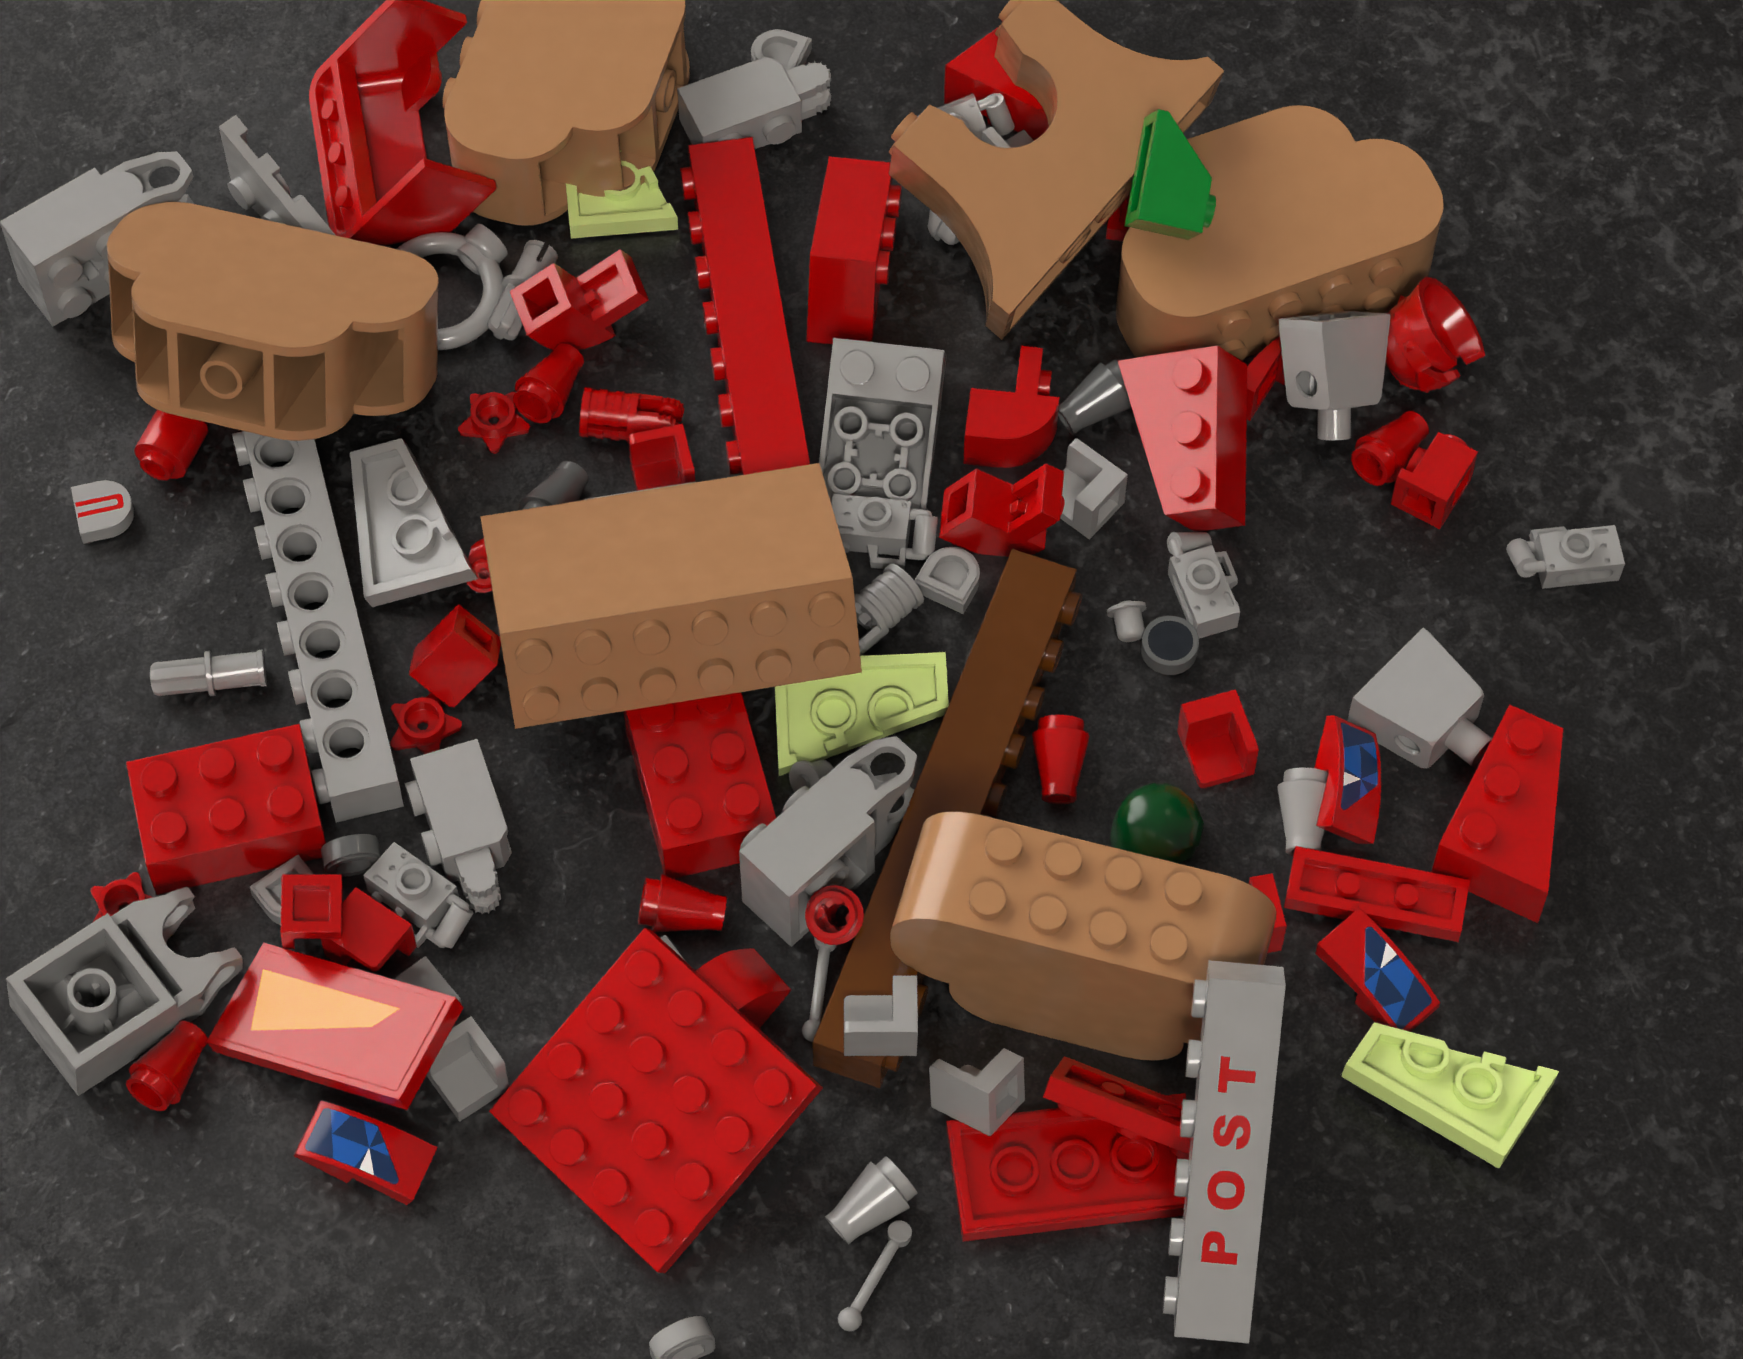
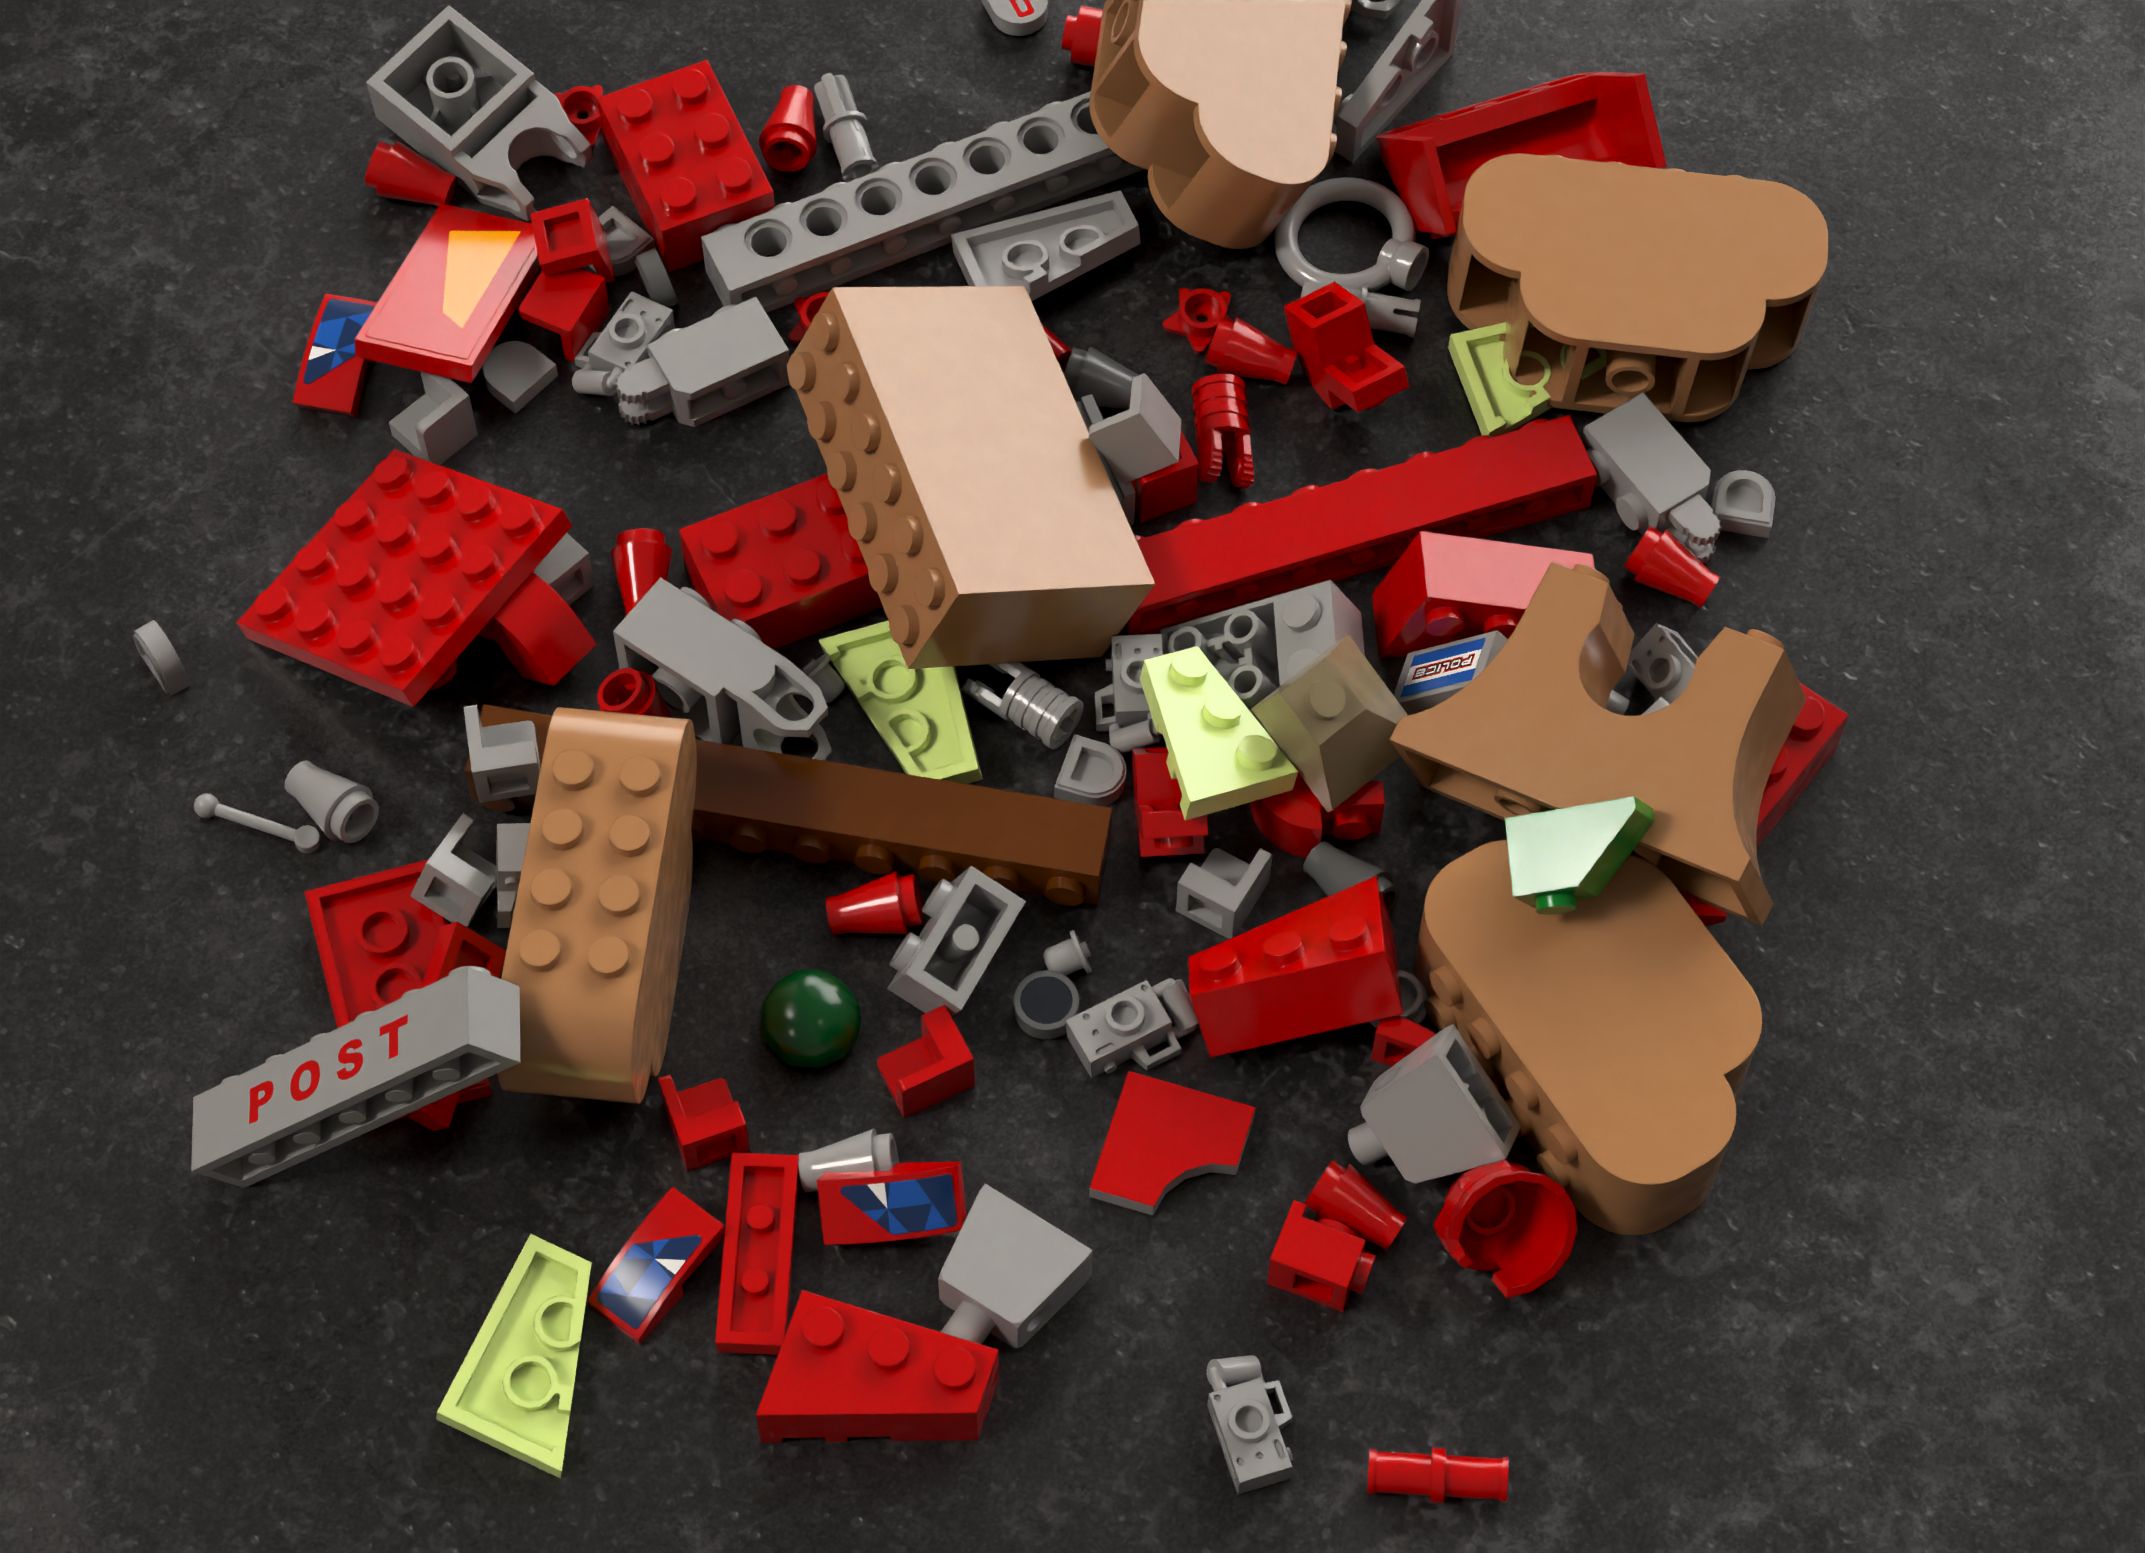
camera: 80 degrees right, 0 degrees up
(201, 716) = (790, 133): none -> red cone
(656, 454) = (1140, 437): none -> light grey panel
(835, 116) = (1670, 567): none -> red cone
(923, 281) = (1444, 670): none -> tile
(968, 451) = (1211, 736): none -> yellowish green wing
(974, 357) = (1334, 722): none -> dark tan slope
(997, 1025) = (509, 861): none -> light grey piece
(1119, 691) = (956, 943): none -> light grey brick
(1307, 578) = (1164, 1137): none -> red tile
(1626, 431) = (1438, 1475): none -> red pin

